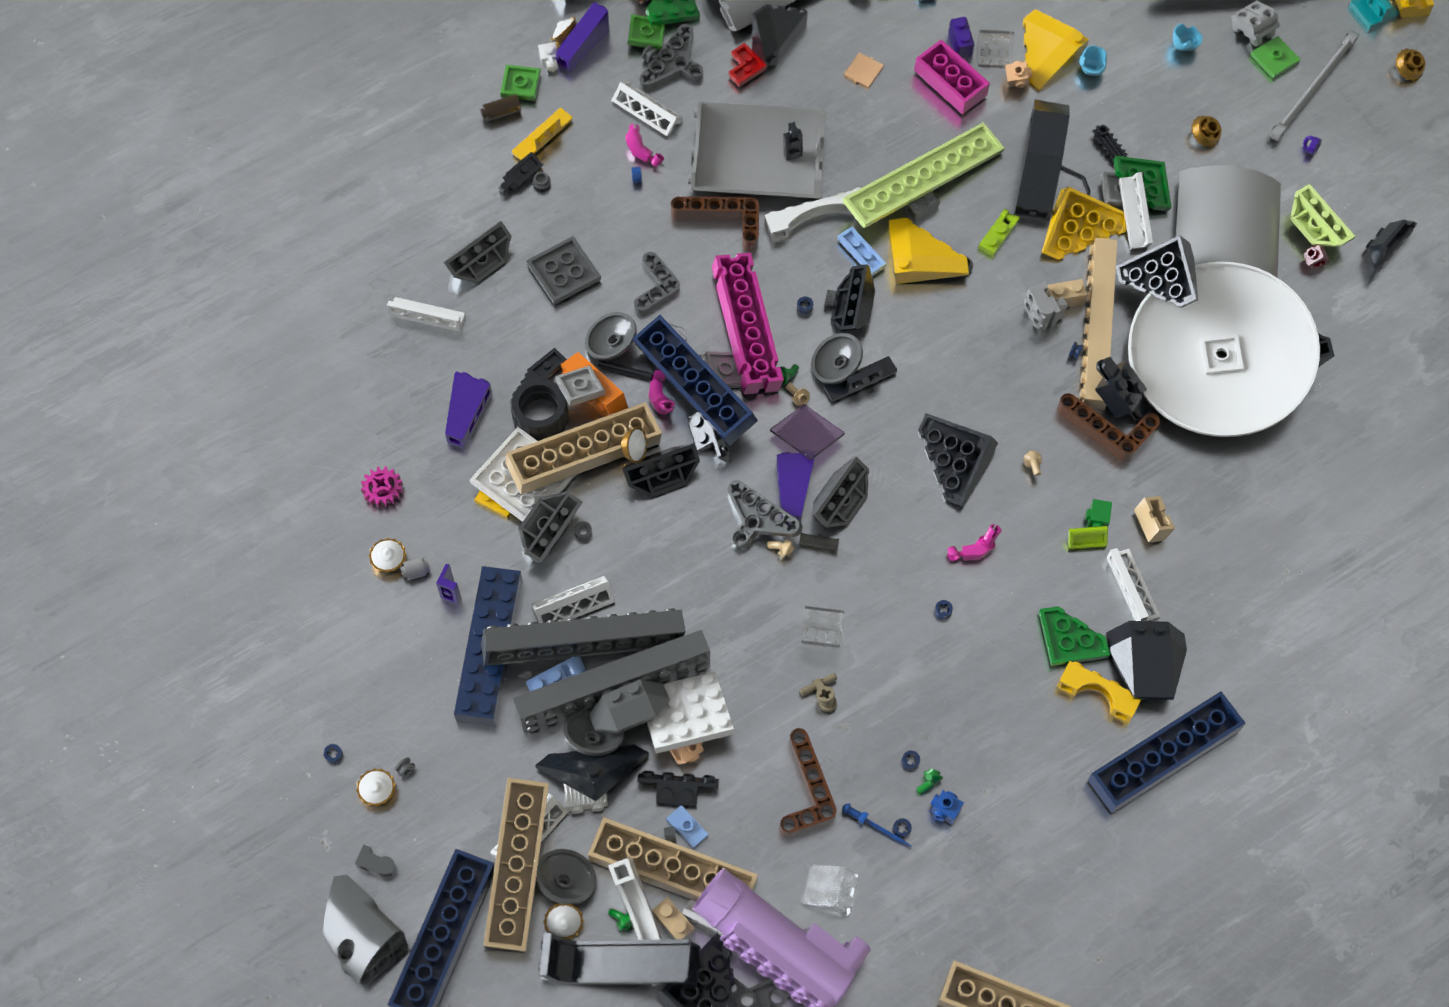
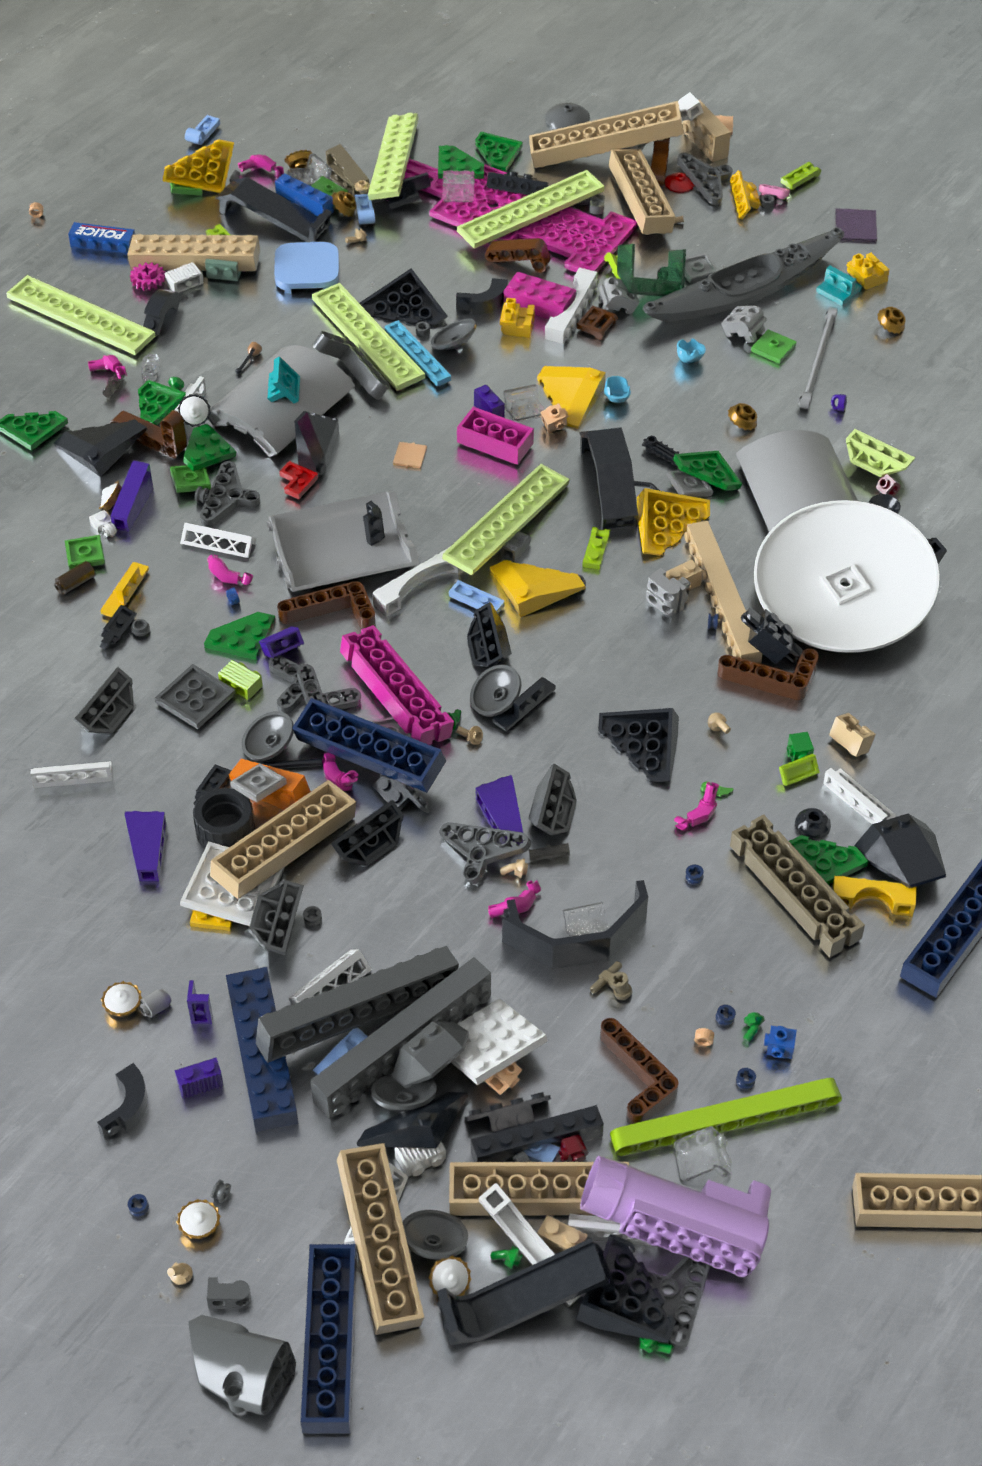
camera: 20 degrees left, 15 degrees down
(344, 829) = (180, 1273): none -> tan plate
(362, 659) = (133, 1106): none -> black arch
(381, 479) = (90, 939): dark pink gear -> none
(425, 654) = (199, 1078): none -> dark purple brick
(610, 266) = (241, 679): none -> lime brick
(631, 219) = (241, 636): none -> green plate
(634, 445) = (335, 816): piece -> none
(661, 240) = (281, 642): none -> dark purple brick
(677, 312) = (325, 697): none -> dark grey beam
(719, 841) = (573, 1149): none -> dark red plate
(723, 819) = (509, 1142): none -> black arch
(771, 585) = (523, 901): none -> dark pink arm
(804, 651) = (574, 949): none -> black panel
(805, 311) = (443, 663): dark blue bush -> none
(807, 432) = (495, 761): clear purple piece -> none
(830, 298) = (464, 644): dark grey axle -> none
(862, 817) = (704, 1080): blue sword -> none
(868, 859) = (726, 1116): none -> lime beam
(881, 775) = (704, 1037): none -> light nougat axle
(1005, 533) = (722, 791): none -> bright green piece
(1030, 657) = (797, 885): none -> dark tan brick
(1071, 602) = (813, 829): none -> black piece
(1136, 212) = (714, 493): white fence -> none
(1163, 271) = (763, 527): black slope -> none
(1303, 274) = (886, 501): none -> black piece
(1386, 244) = (943, 459): black wedge -> none

